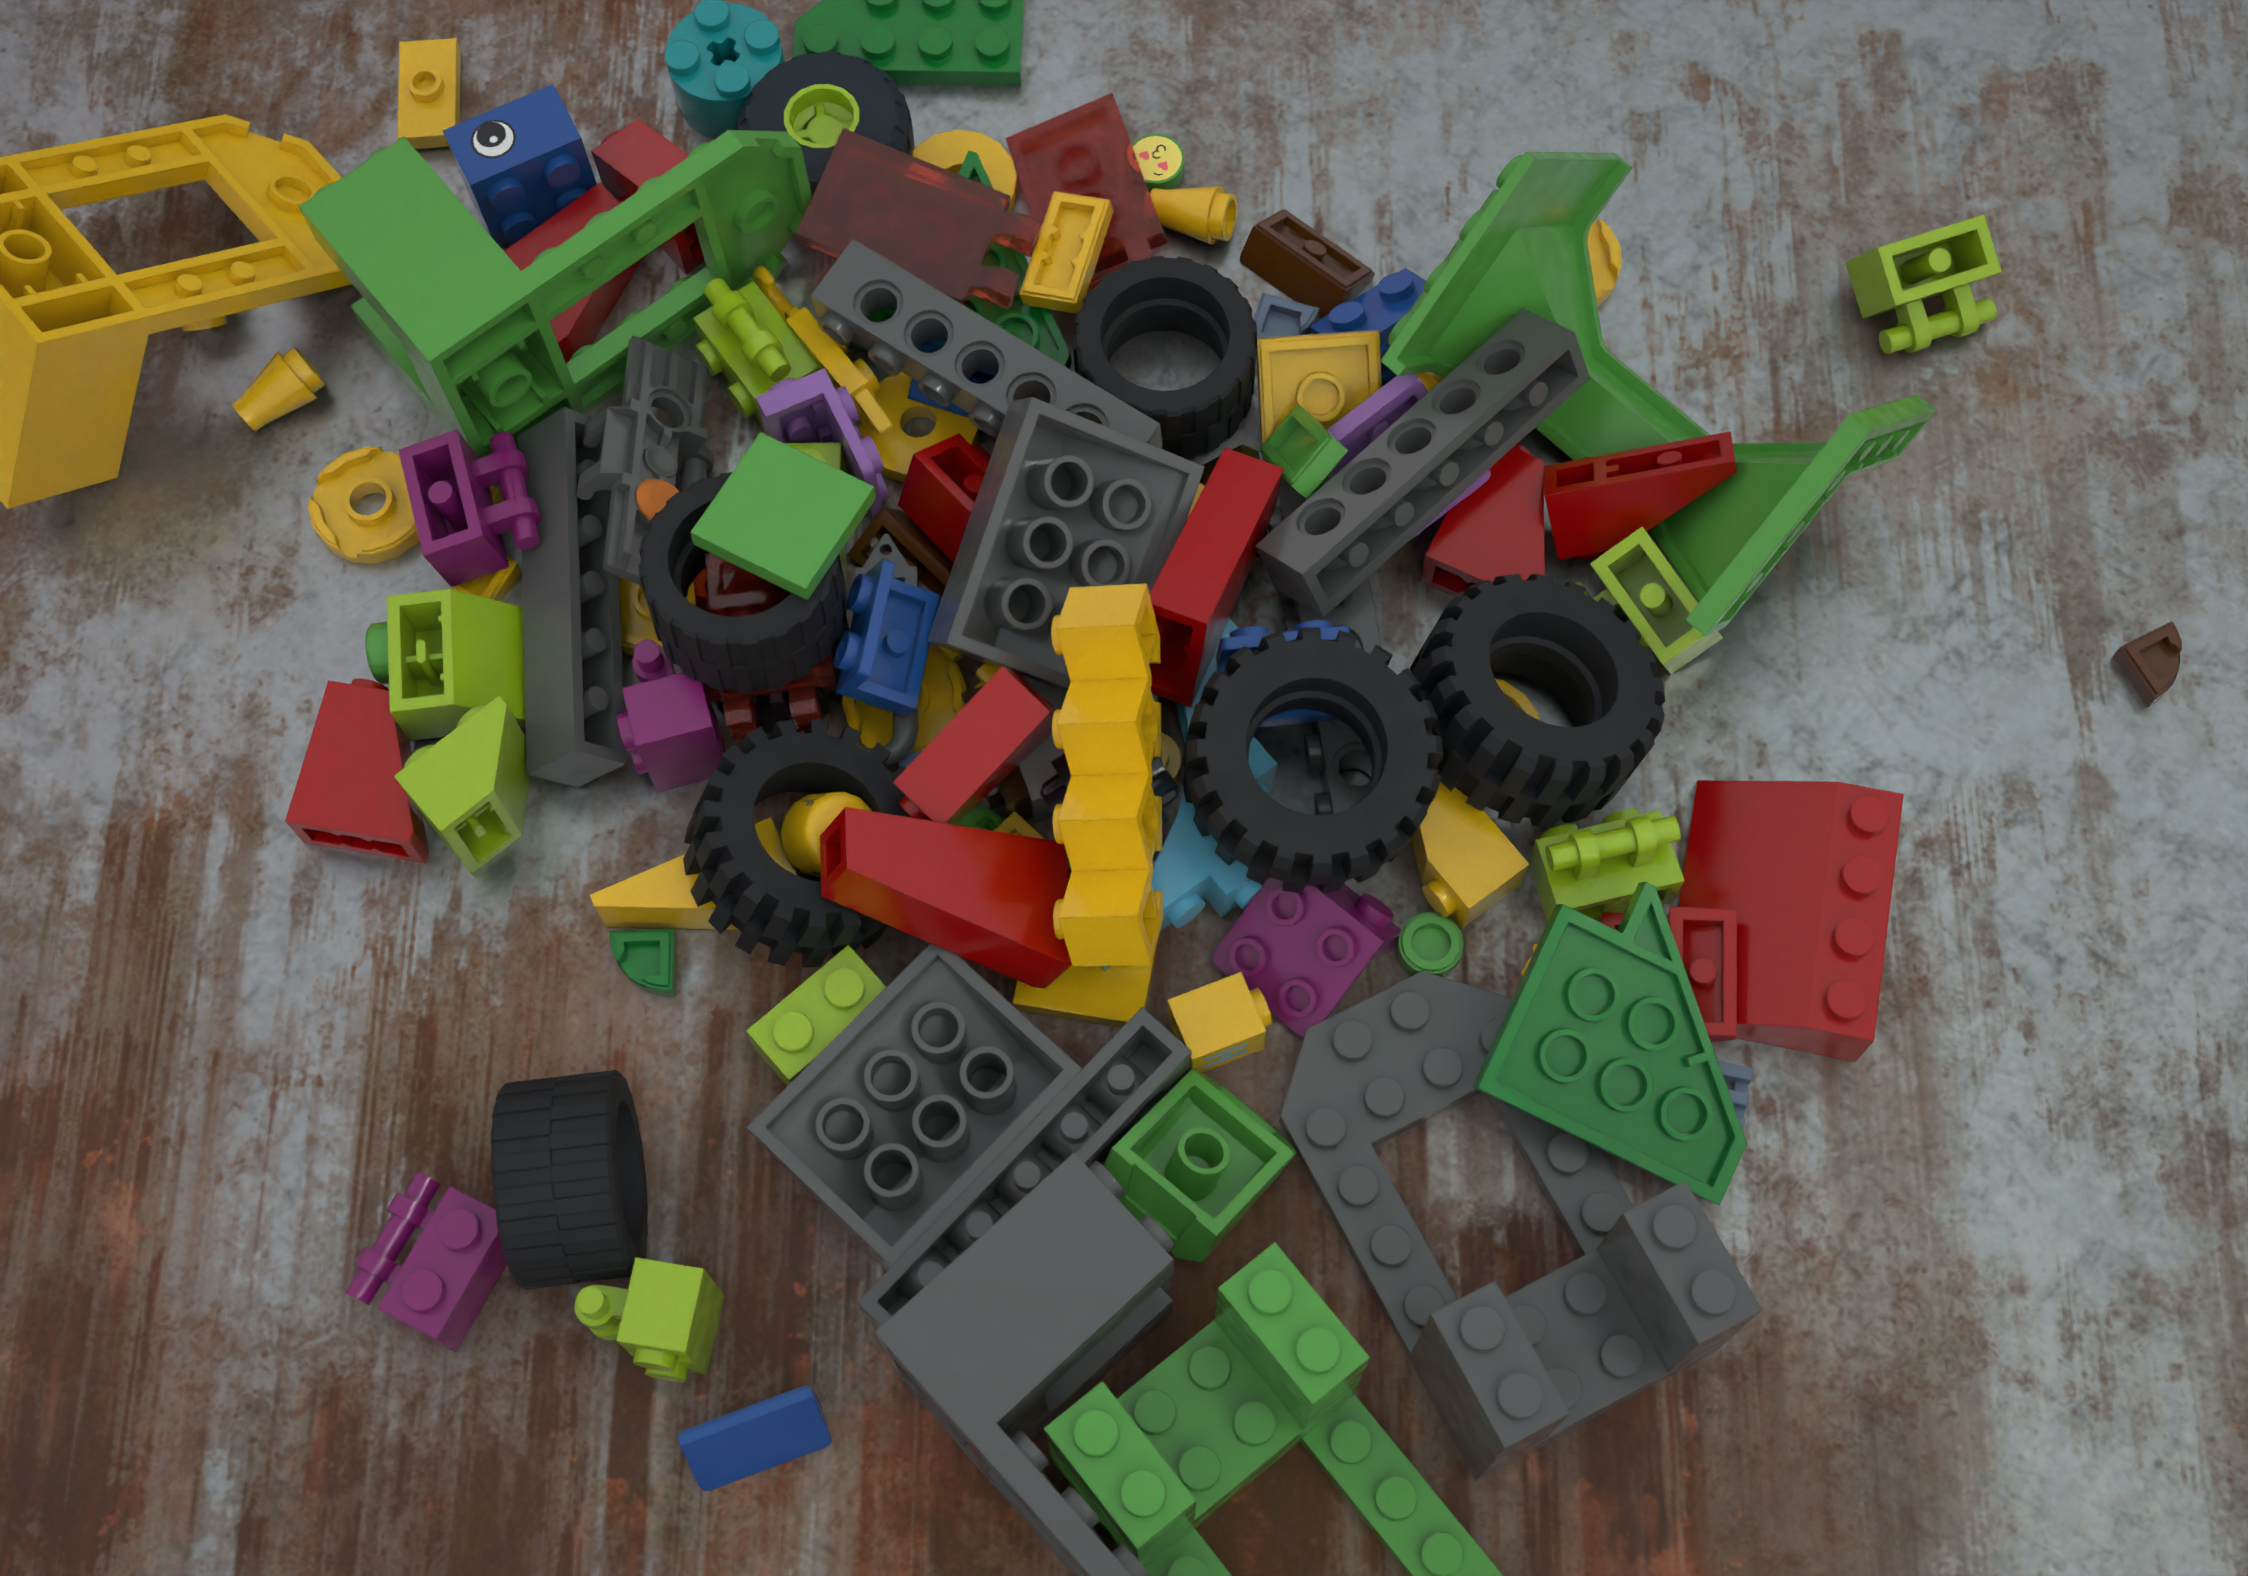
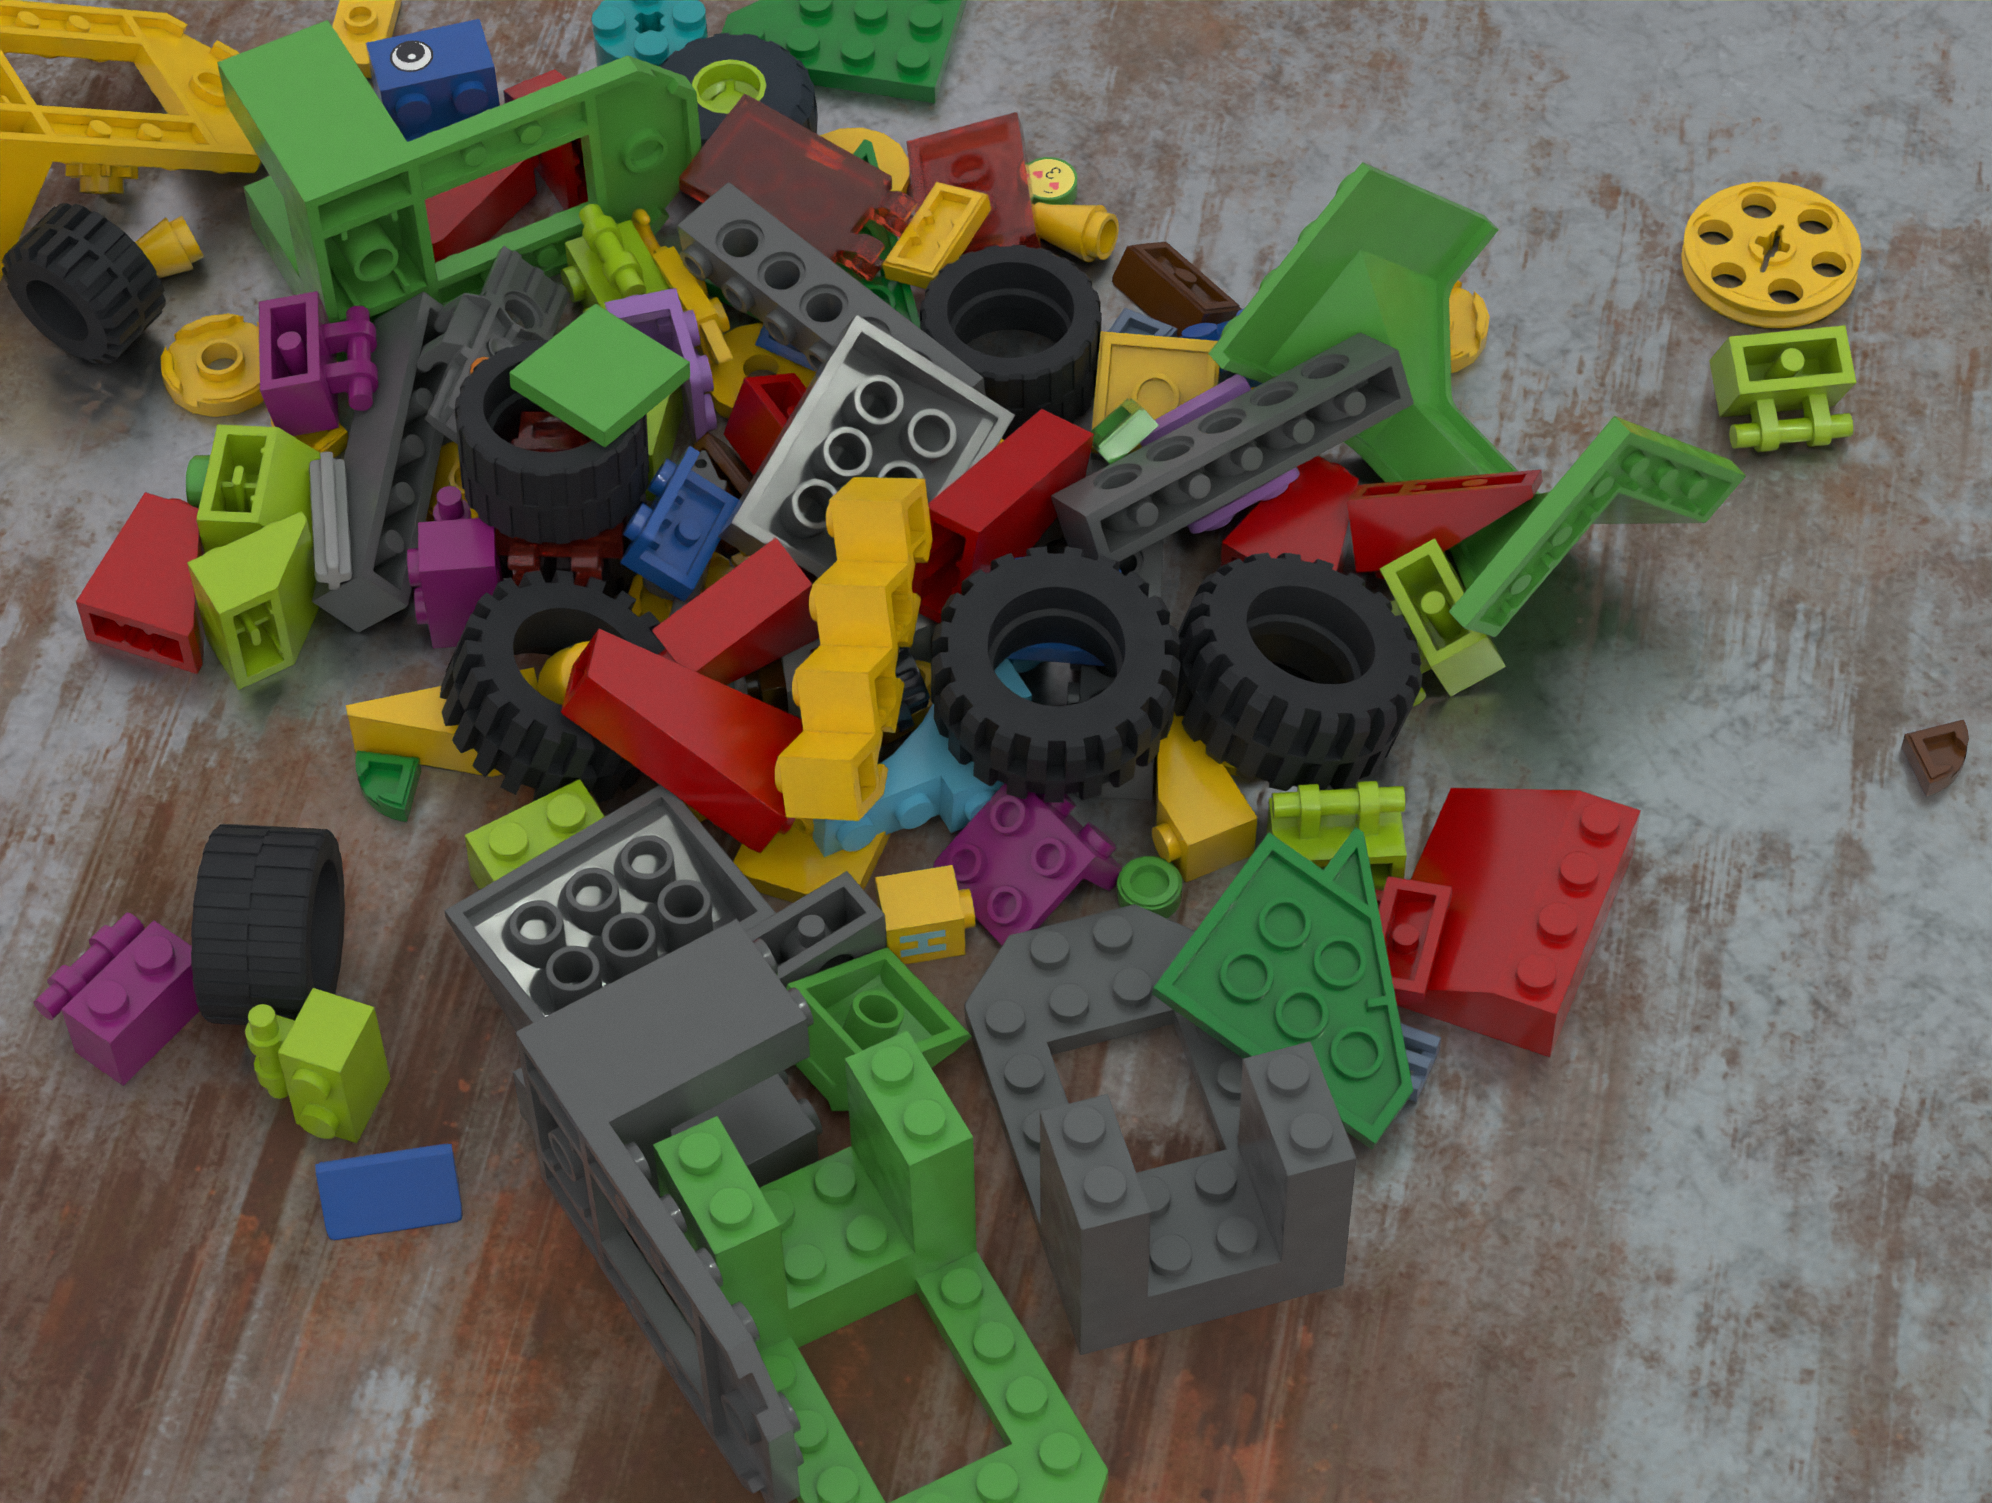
camera: 10 degrees right, 15 degrees down
(210, 449) = (83, 283): none -> black tyre
(527, 686) = (330, 520): none -> light grey axle
(1850, 136) = (1789, 268): none -> yellow wedge

